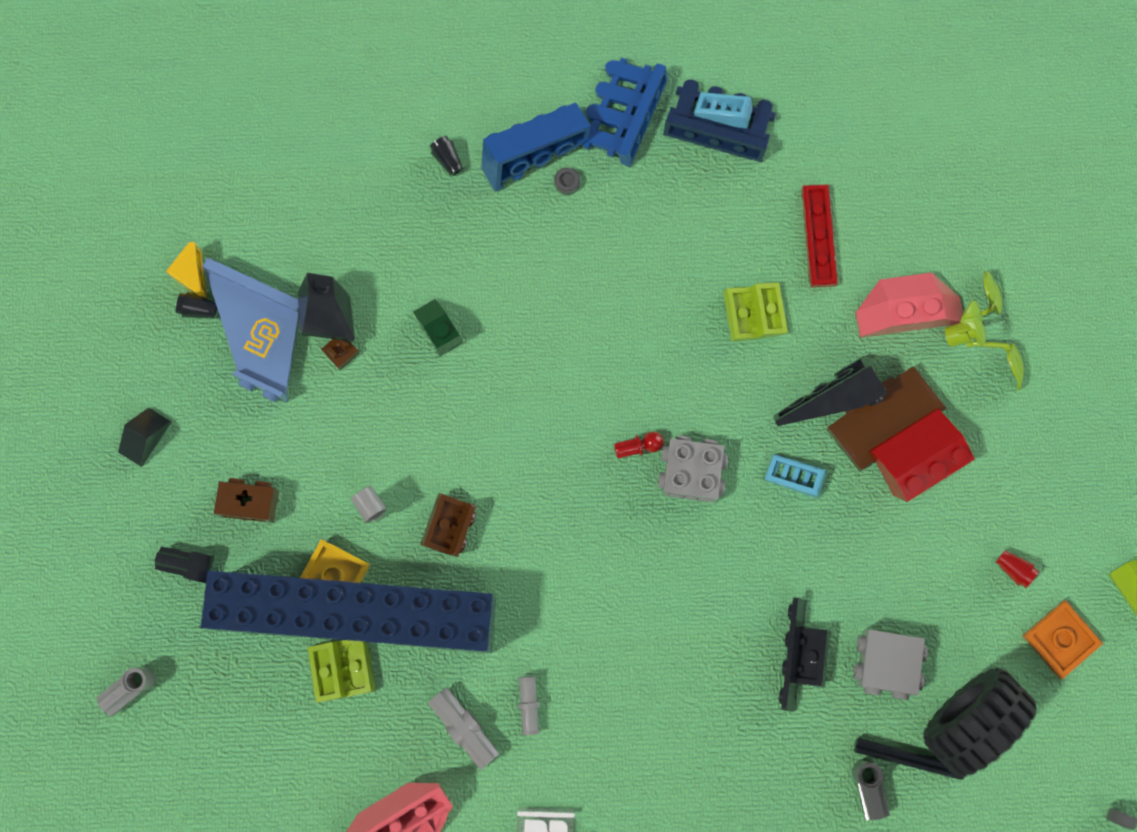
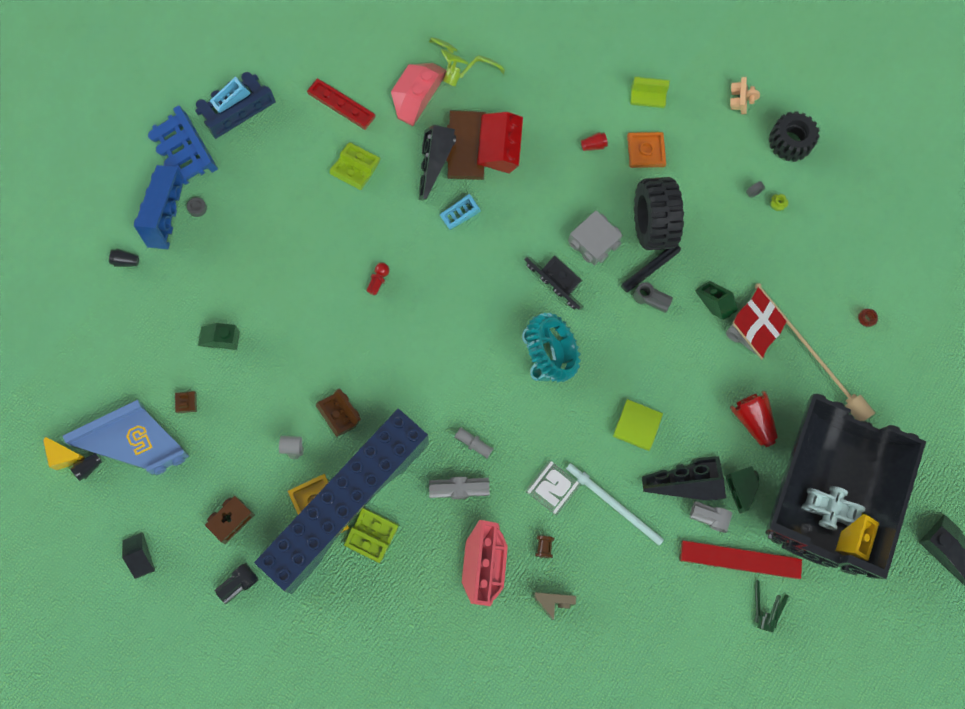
camera: 60 degrees left, 5 degrees down
(125, 690) = (283, 675): light grey piece -> none
(325, 308) = (153, 389): black slope -> none
(693, 469) = (414, 260): light grey brick -> none
(717, 726) = (562, 350): none -> teal piece

